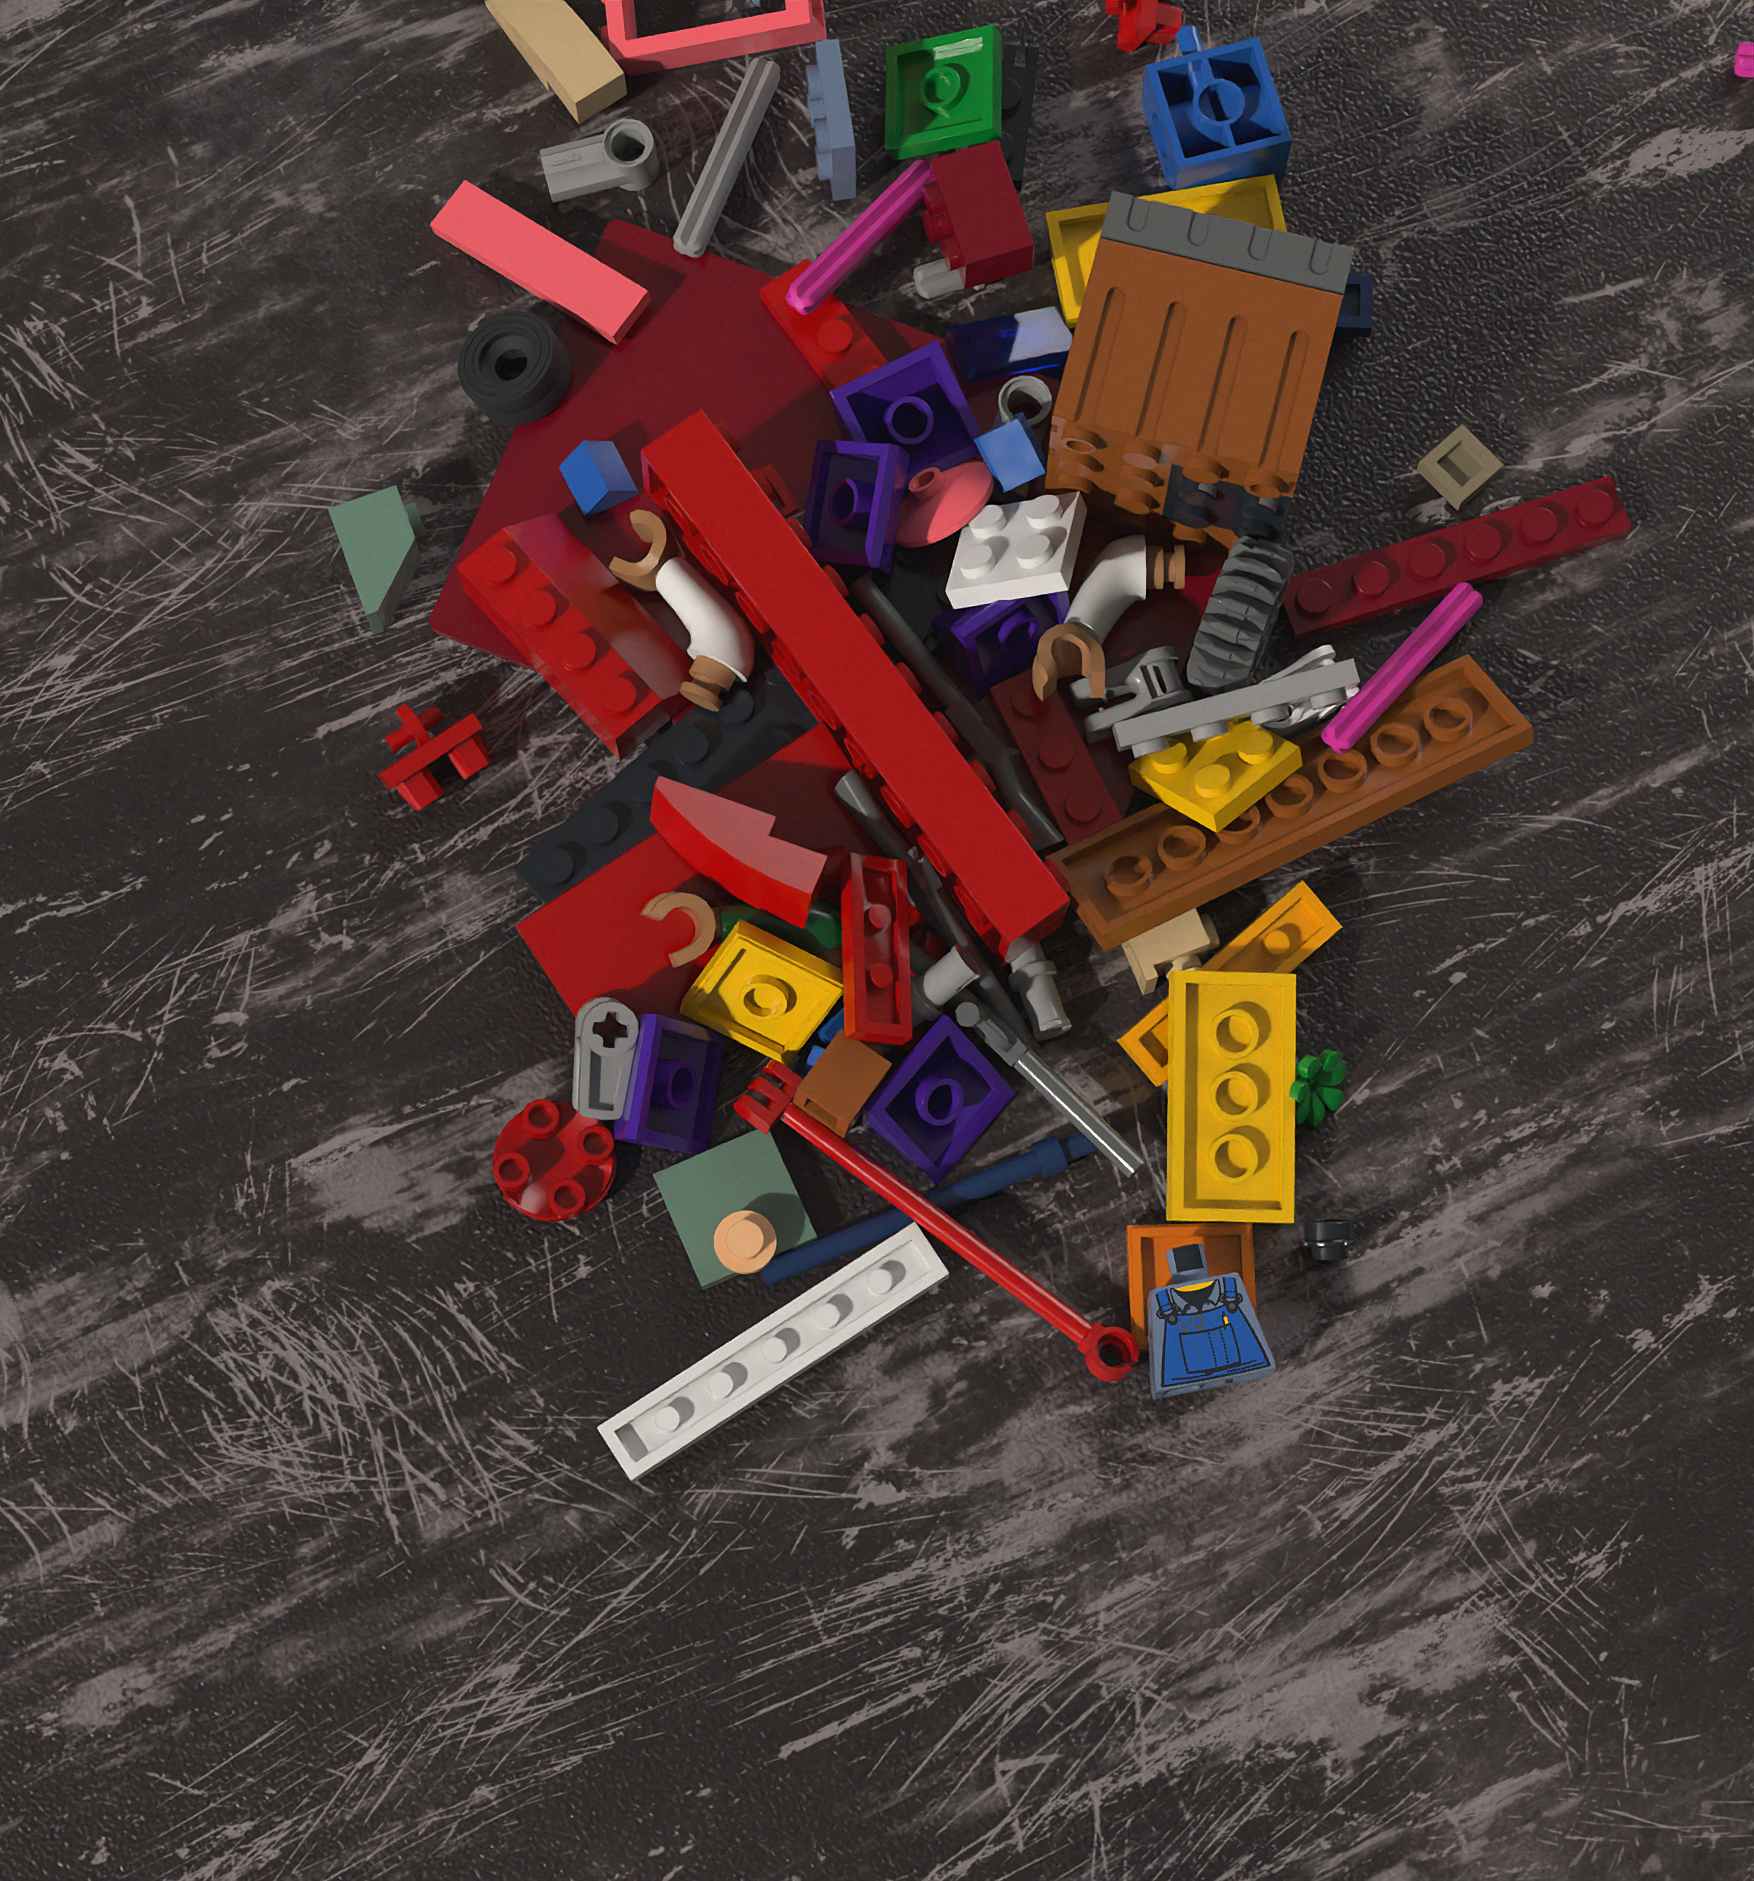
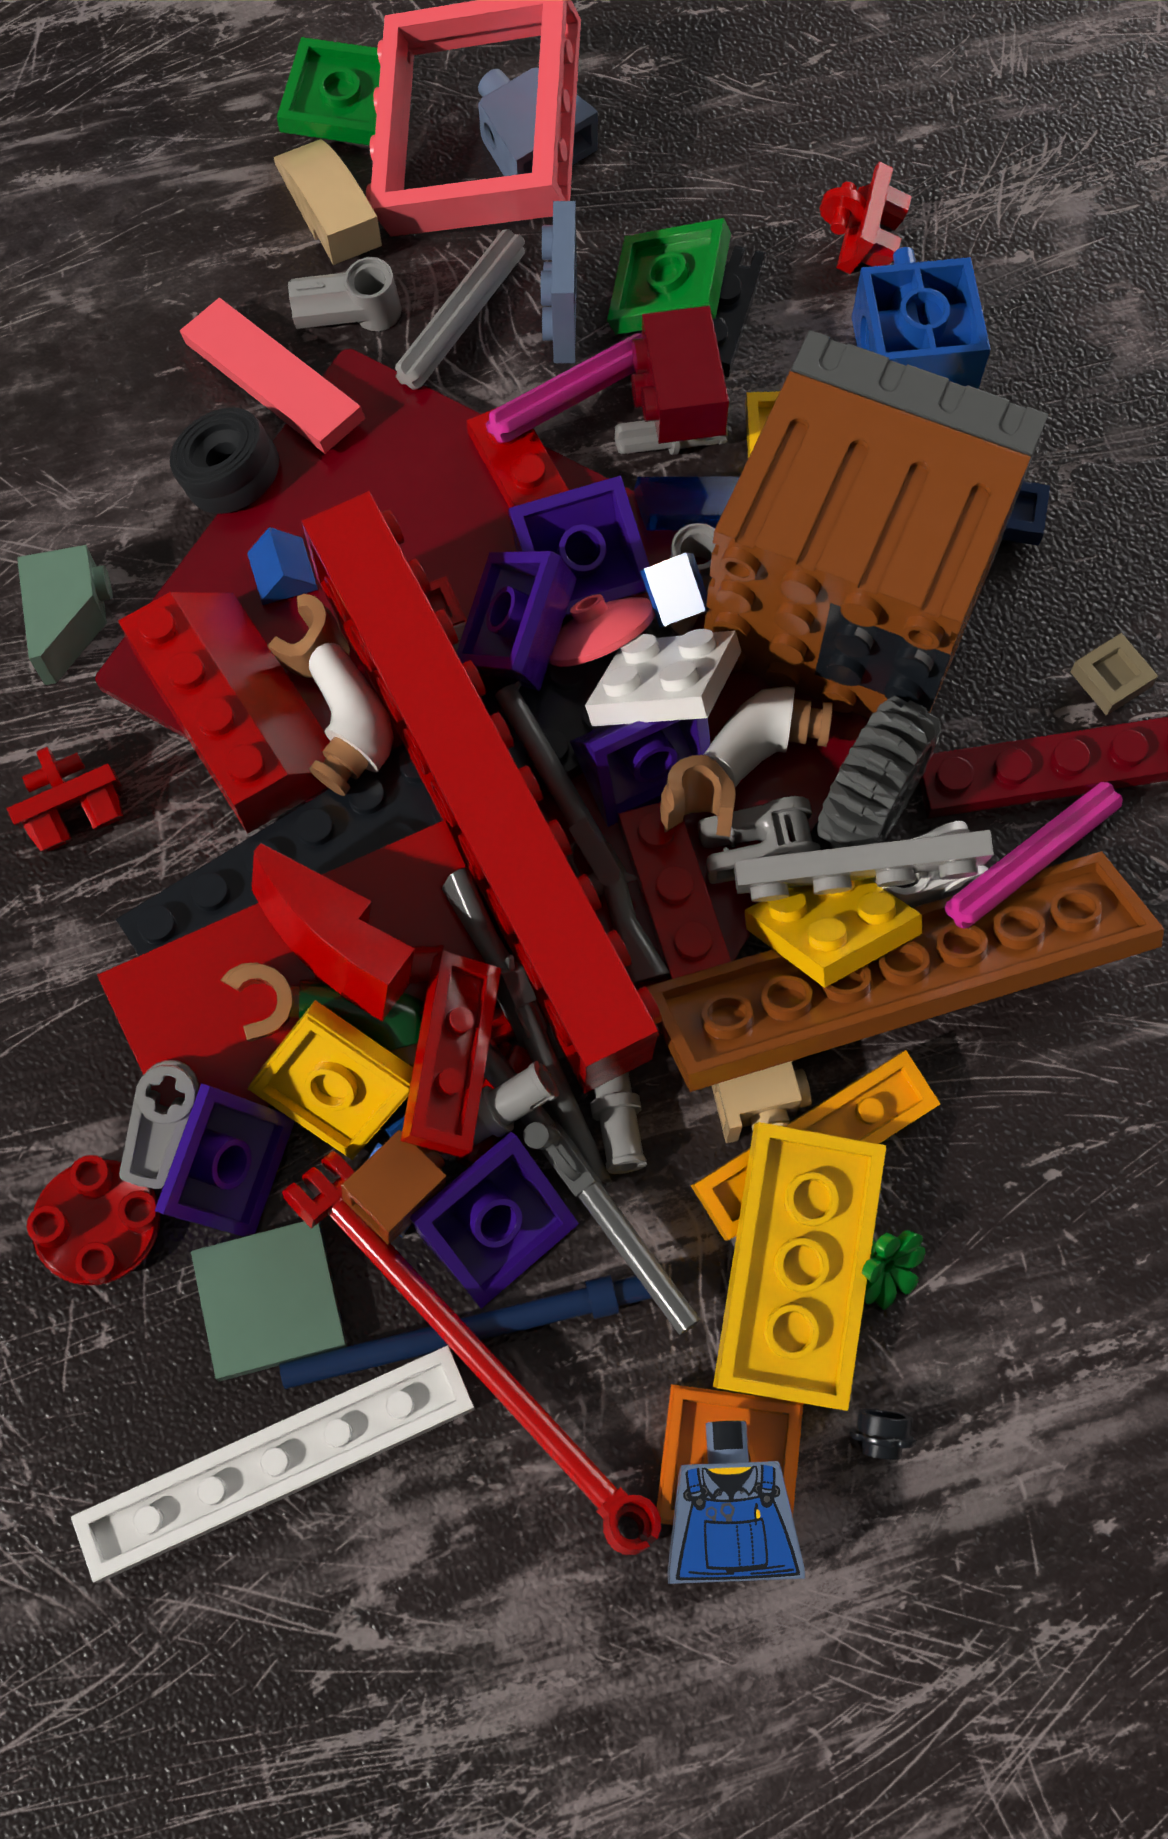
camera: 10 degrees right, 5 degrees down
(745, 1242) = (266, 1339): light nougat plate -> none

